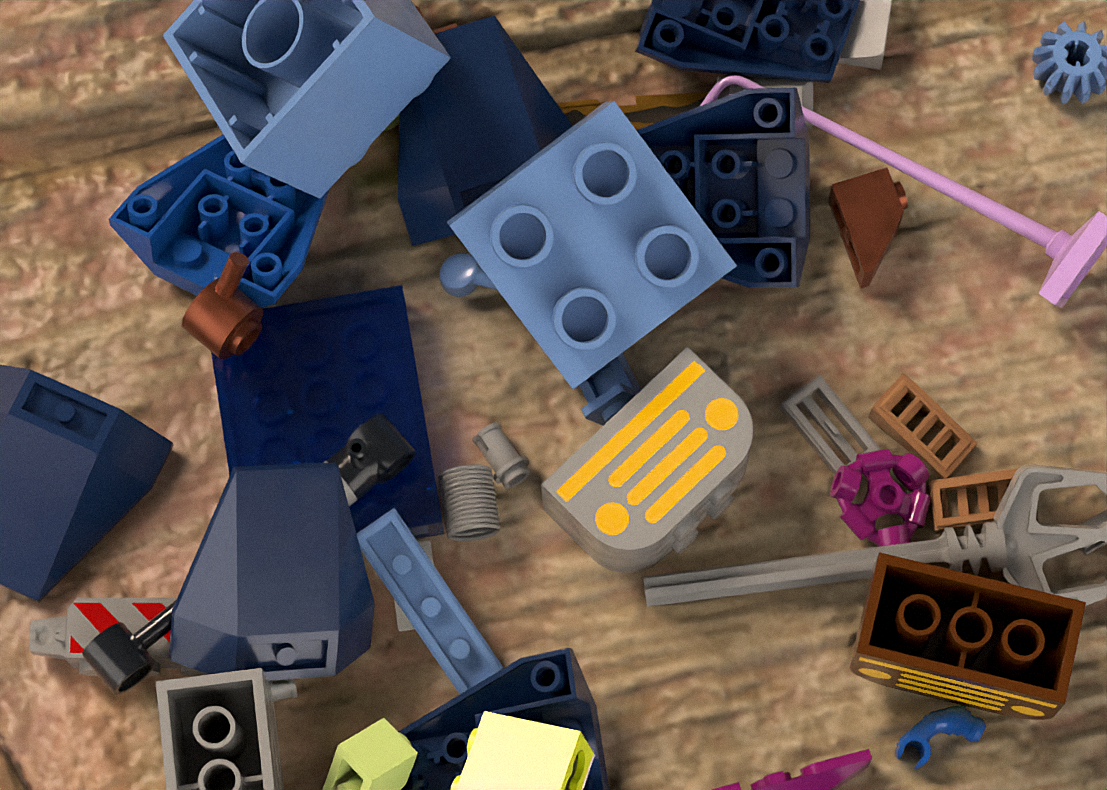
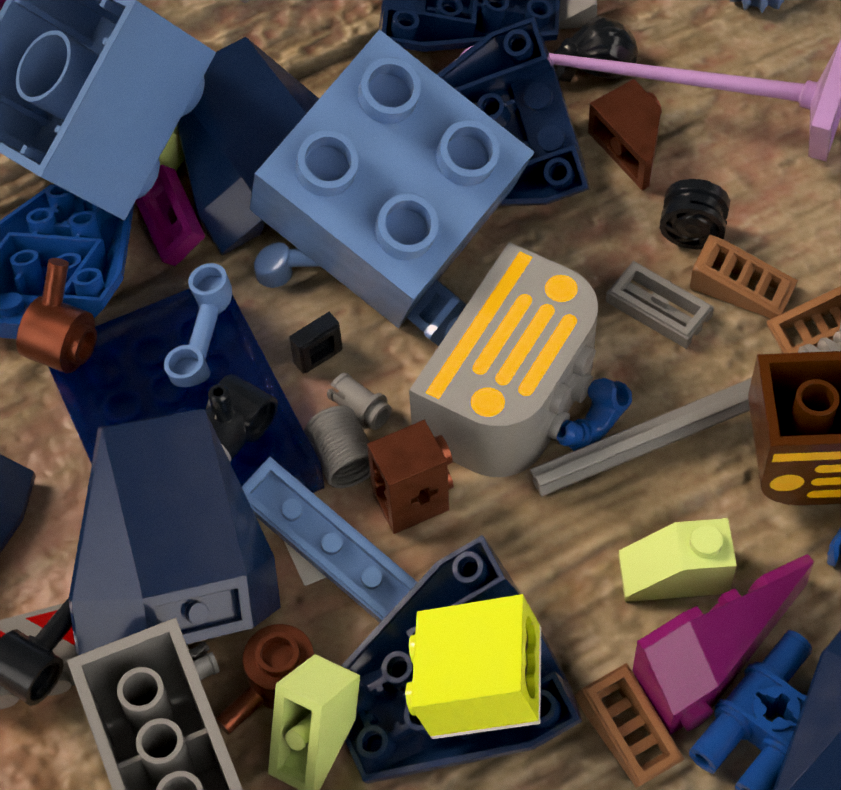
camera: 15 degrees left, 15 degrees down
(343, 710) = (266, 660): none -> copper piece
(371, 194) = (170, 217): none -> magenta piece
(387, 307) = (213, 294): none -> medium blue bar
(476, 380) = (316, 342): none -> black tile
(524, 560) = (410, 475): none -> copper brick
(739, 531) = (608, 403): none -> blue piece
(750, 715) = (679, 562): none -> yellowish green slope
(870, 108) = (599, 40): none -> black piece
(883, 495) = (736, 333): magenta piece -> none
(896, 343) = (694, 212): none -> black wheel

